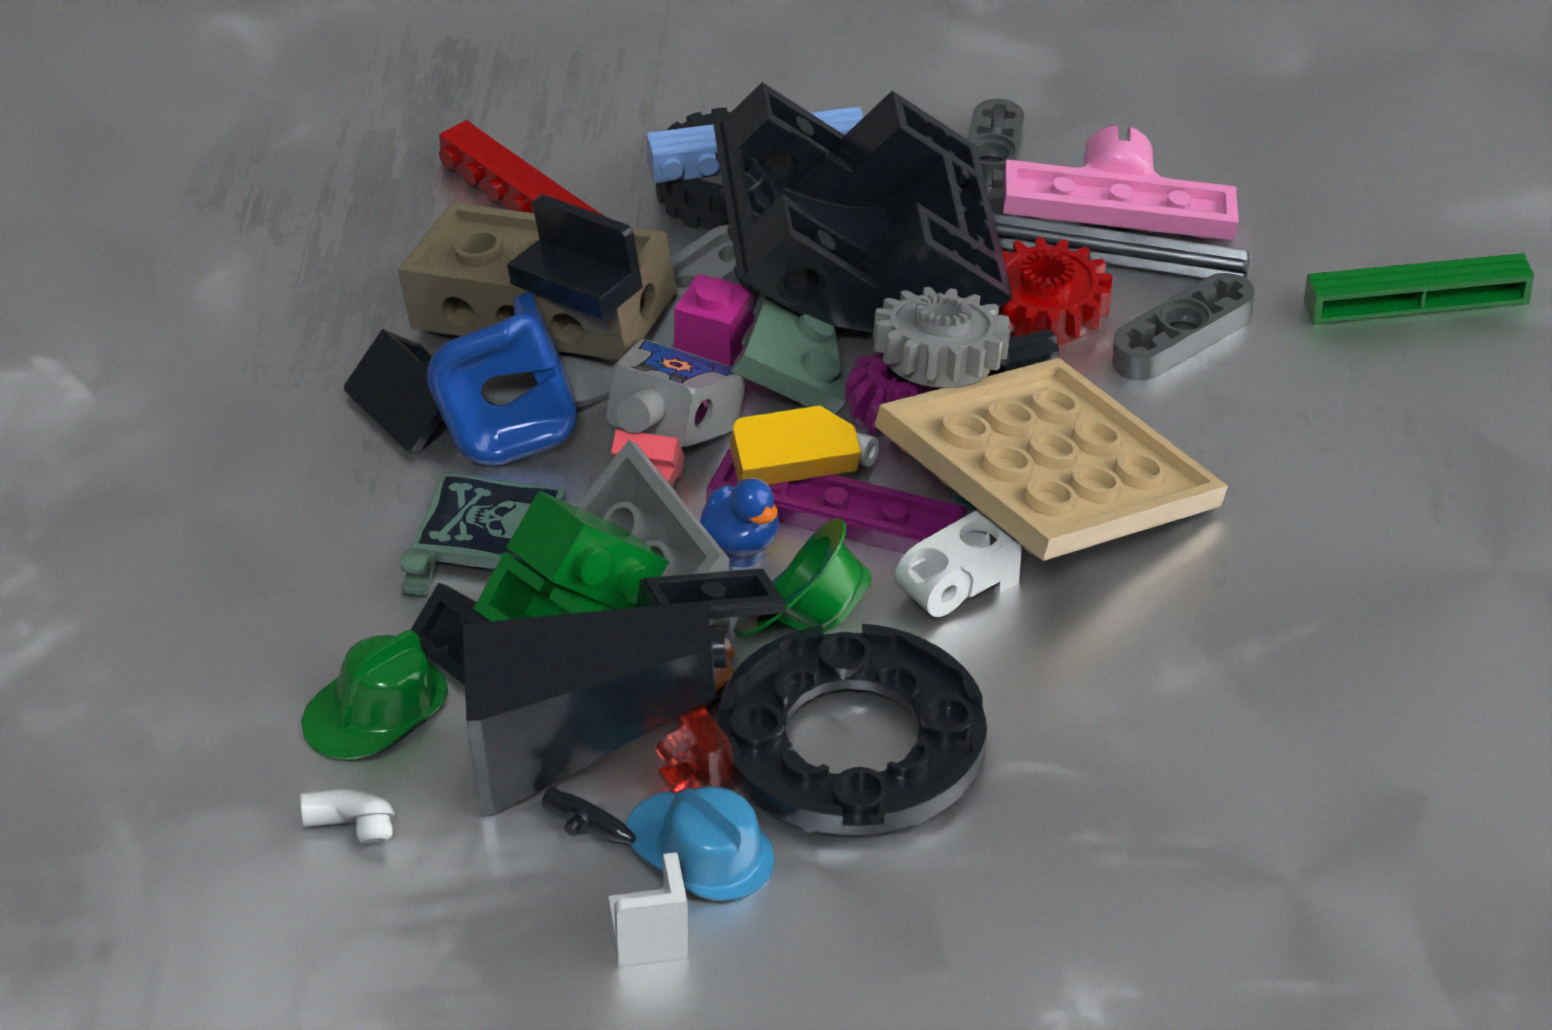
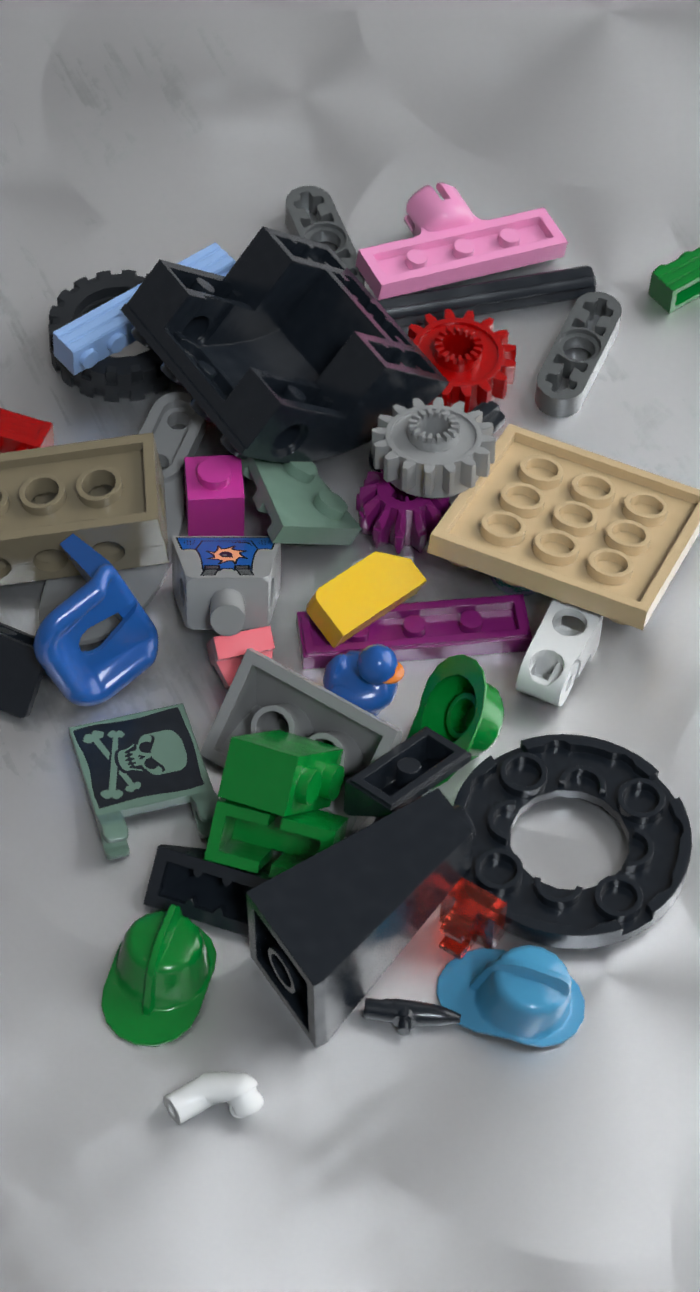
camera: 30 degrees left, 10 degrees up
(578, 259) = (107, 492): black panel -> none
(653, 922) = (531, 1087): white panel -> none

